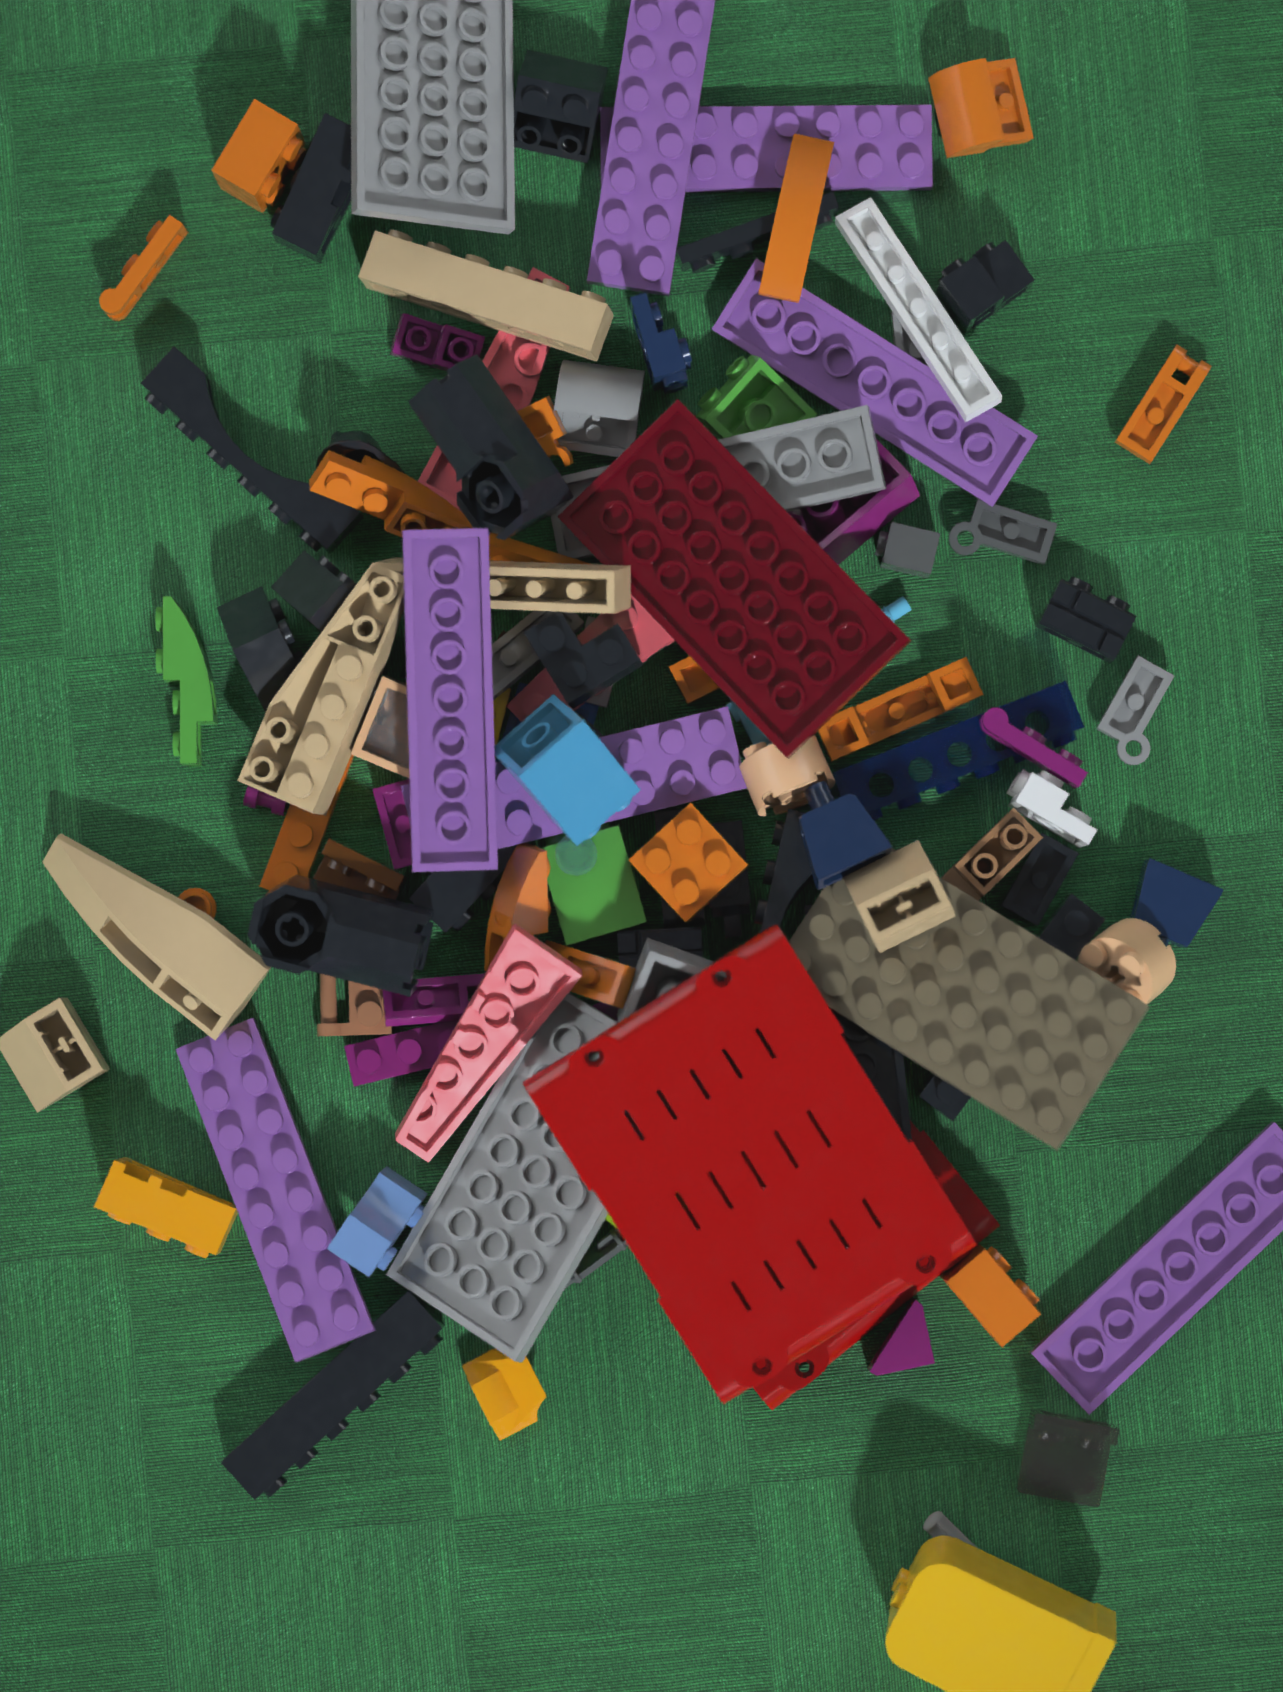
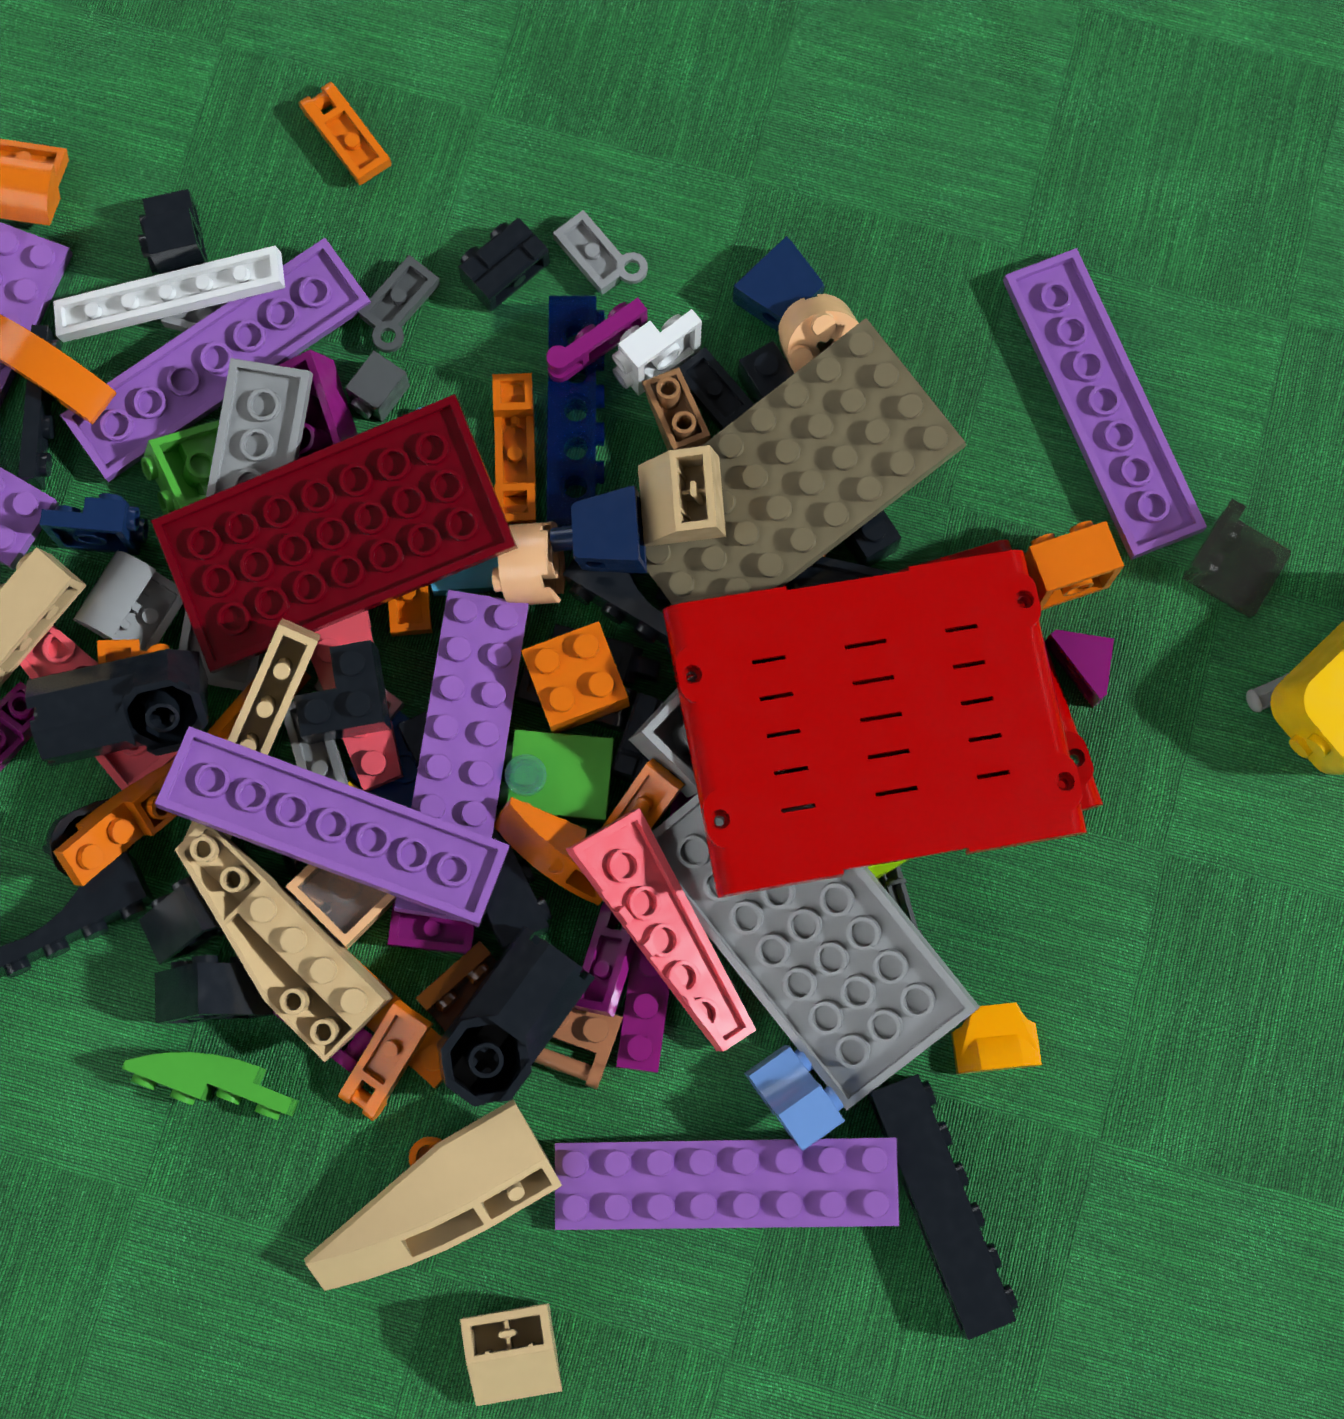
camera: 75 degrees left, 10 degrees down
(166, 1207) = (703, 1296): light orange wedge -> none
(266, 832) = (385, 1059): none -> orange plate
(566, 769) = (443, 745): dark azure slope -> none

